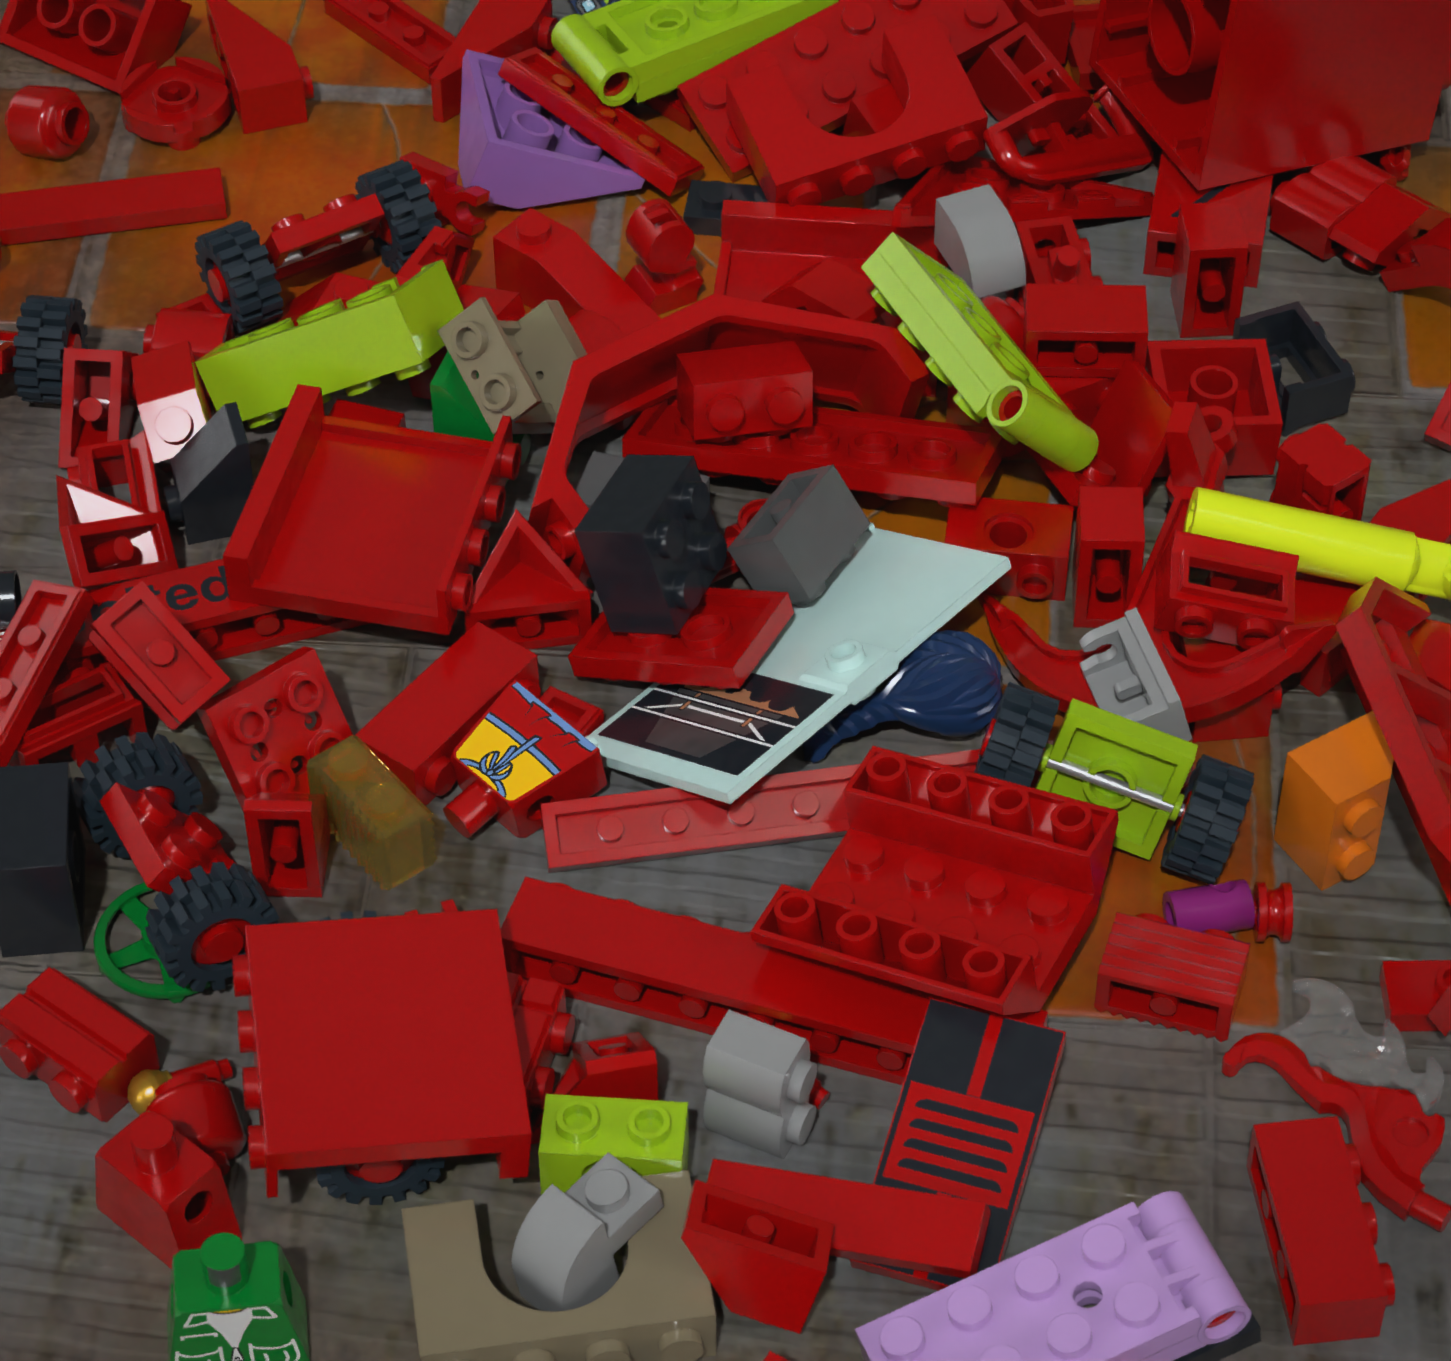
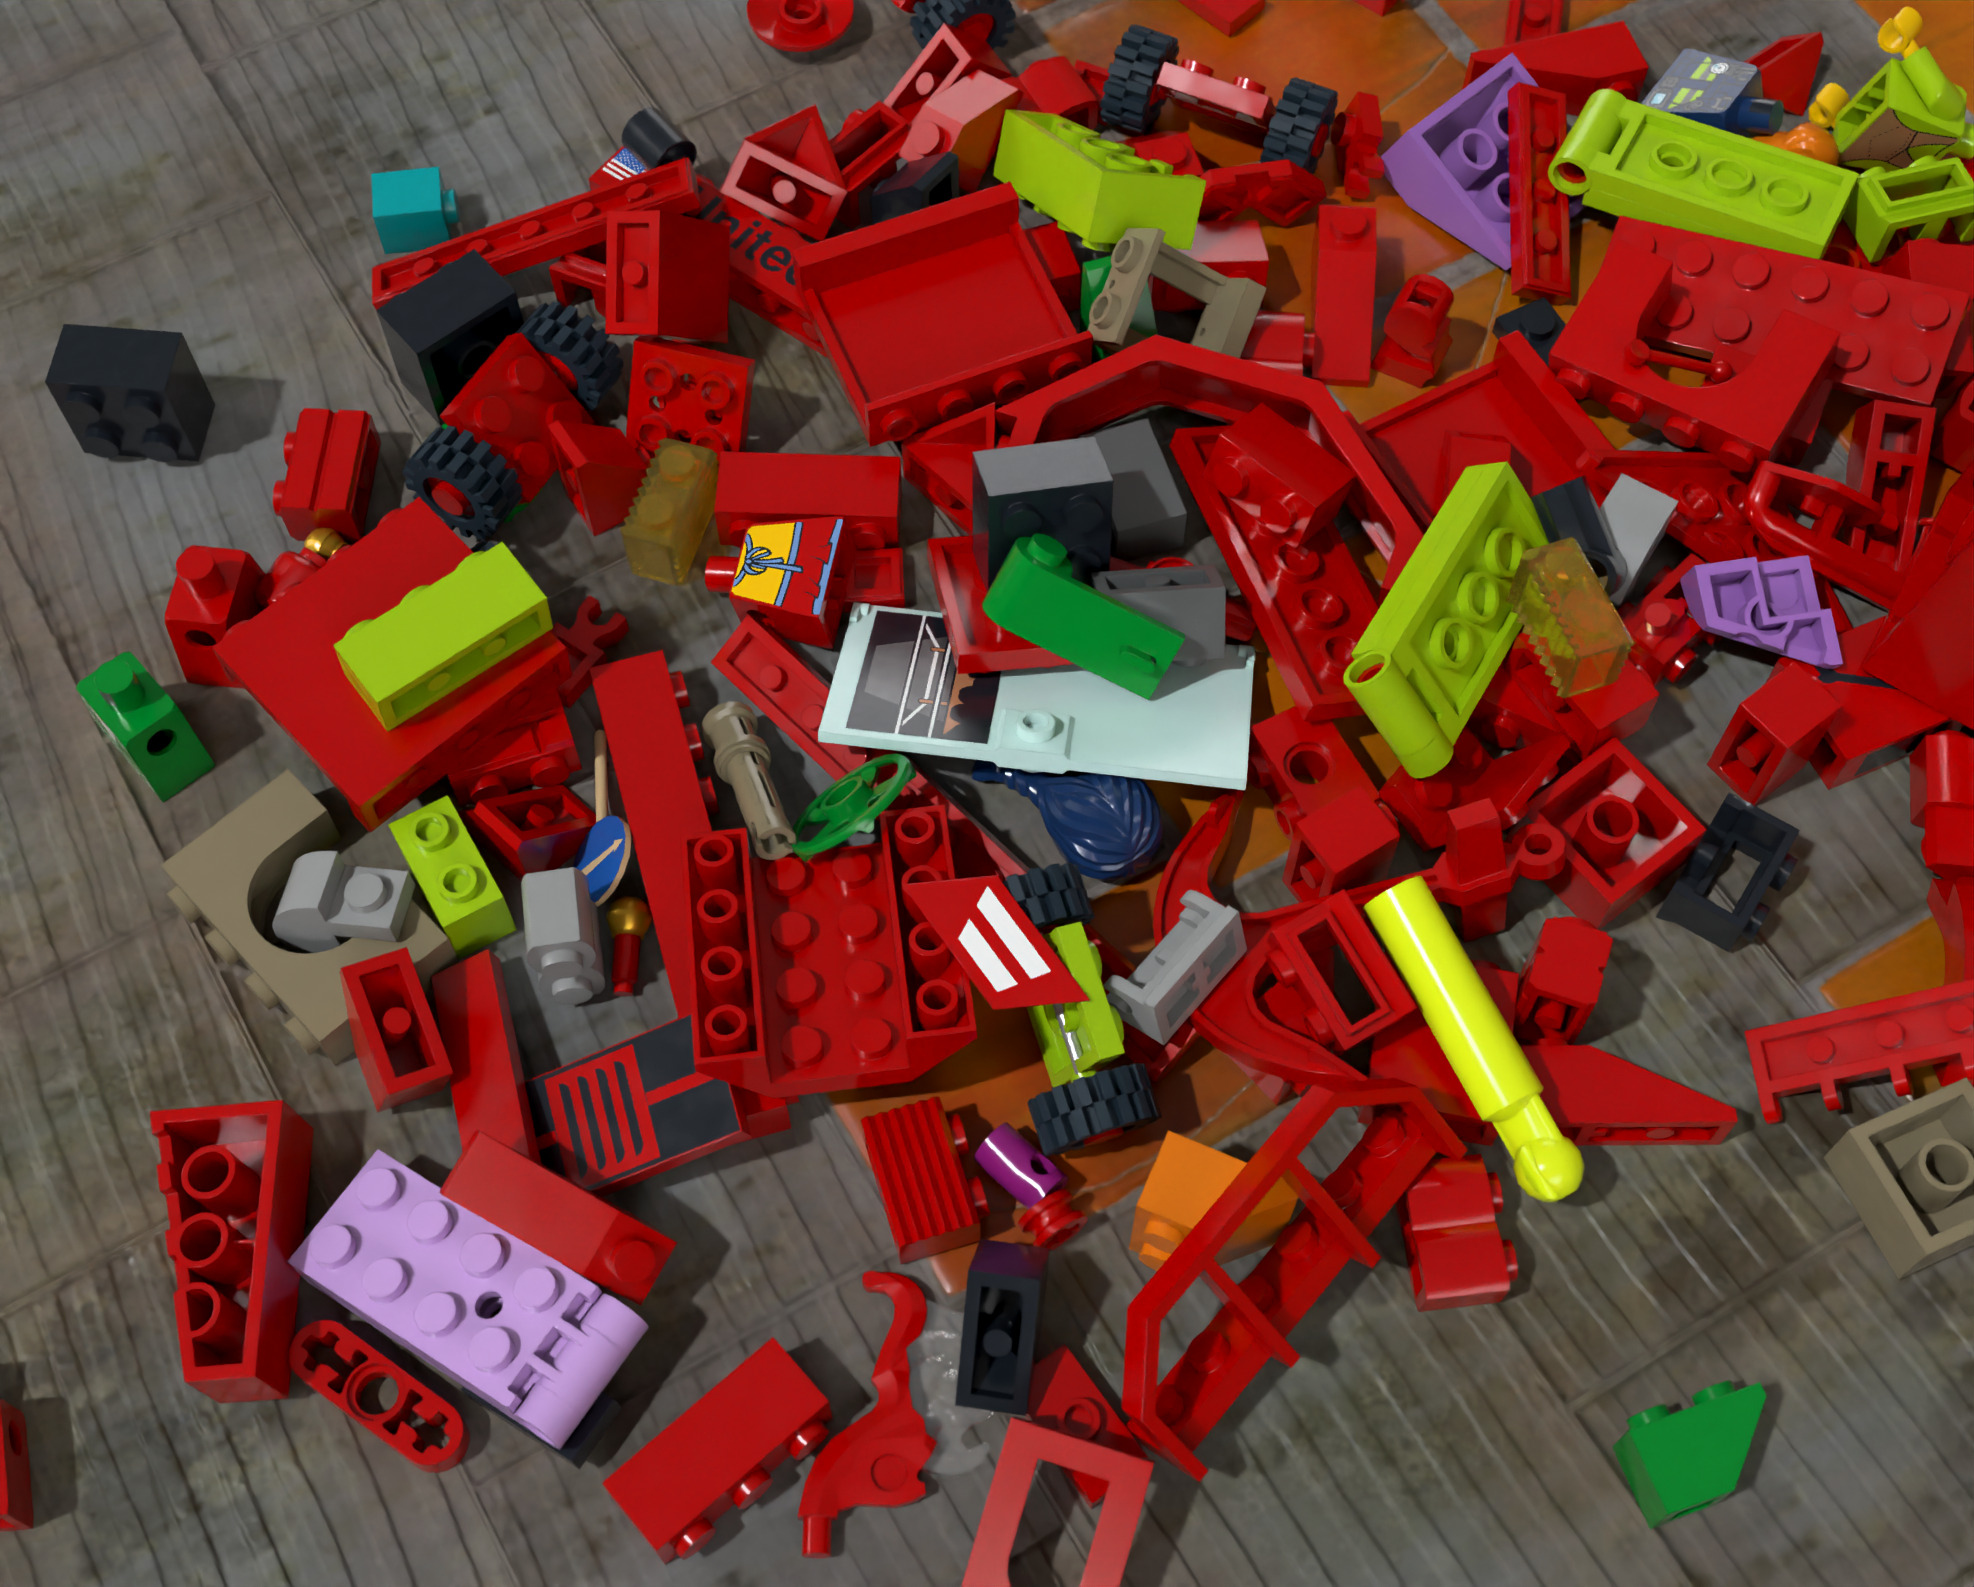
camera: 55 degrees right, 15 degrees up
(424, 968) = (443, 635): none -> lime brick
(676, 1028) = (608, 843): none -> piece
(684, 885) = (744, 763): none -> dark tan pin
(773, 571) = (1053, 610): none -> green door
(805, 817) = (851, 804): none -> green wheel
(878, 112) = (1638, 352): none -> red hinge
(975, 248) = (1573, 512): none -> black piece
(1041, 1198) = (558, 1217): none -> red slope
(1047, 758) = (995, 942): none -> red sticker
(1052, 282) = (1569, 618): none -> clear yellow brick
(1104, 205) = (1764, 606): none -> medium lavender slope
(1348, 974) = (1001, 1326): none -> black slope

